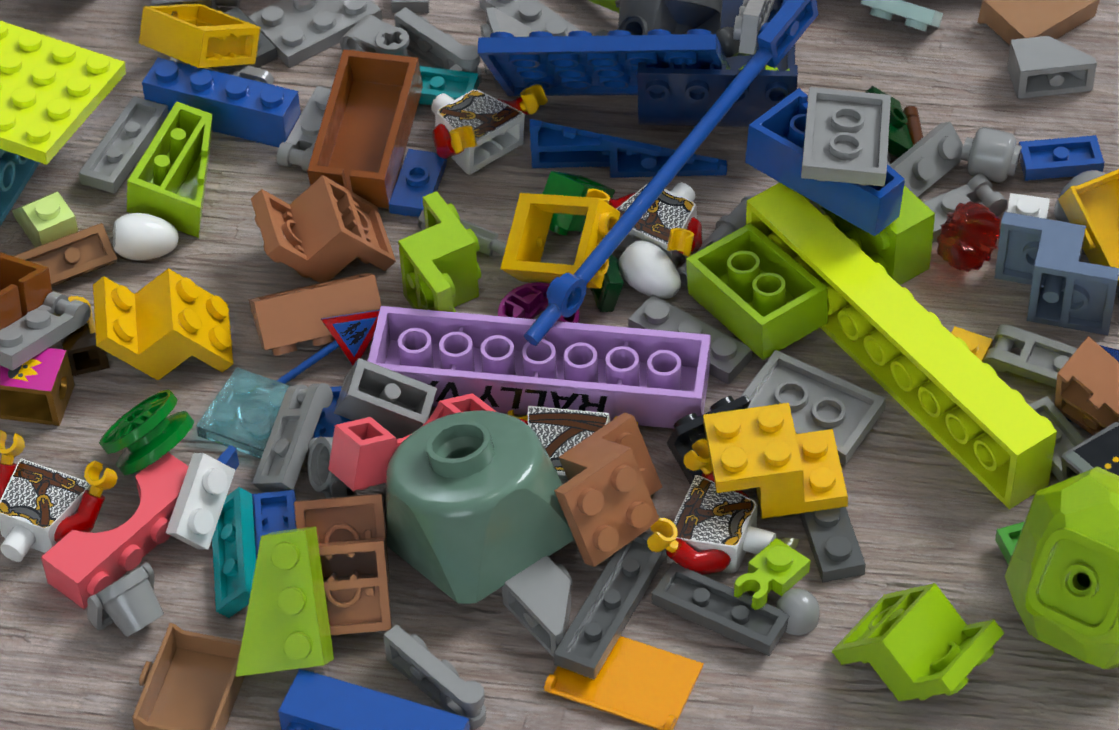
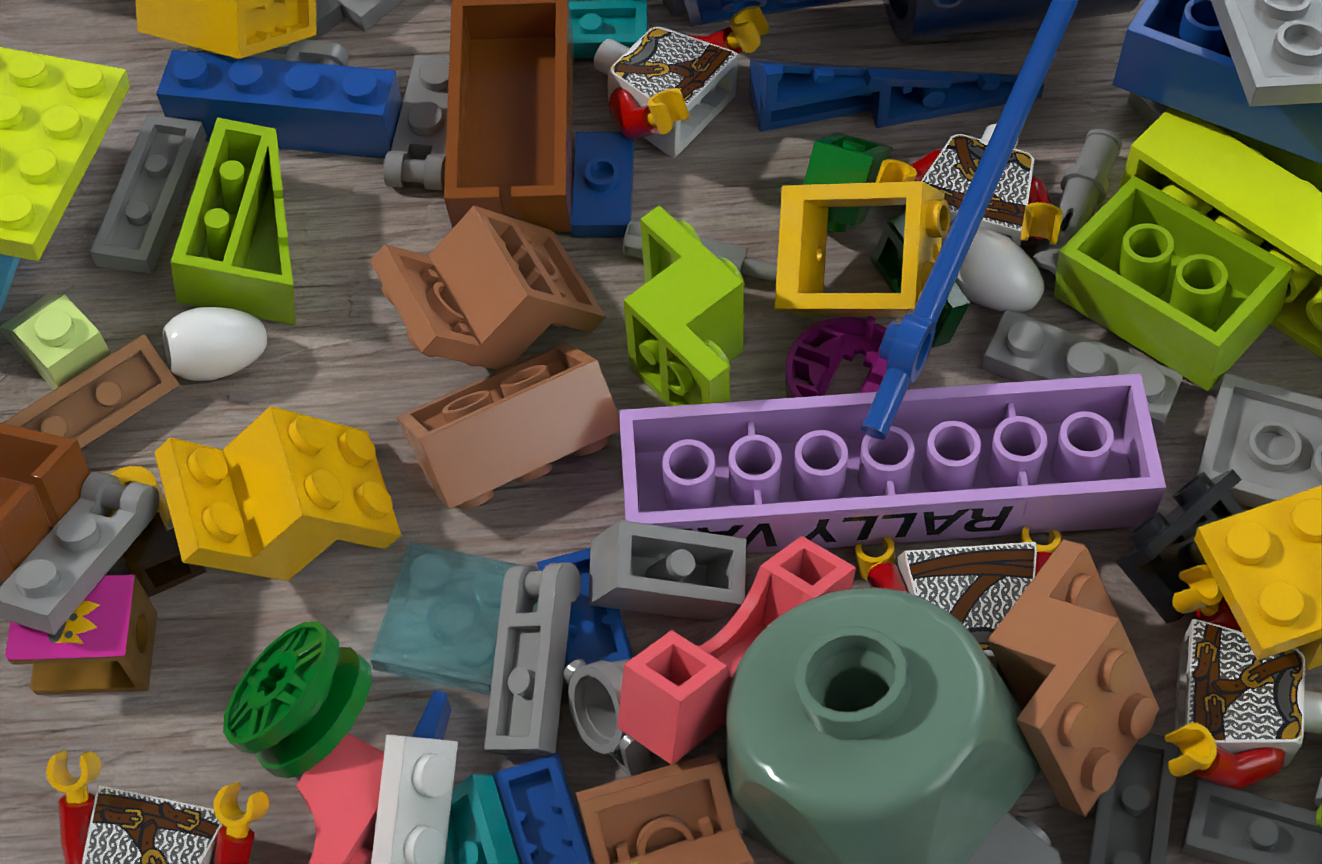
camera: 10 degrees left, 10 degrees up
(350, 333) = (576, 458): piece -> none

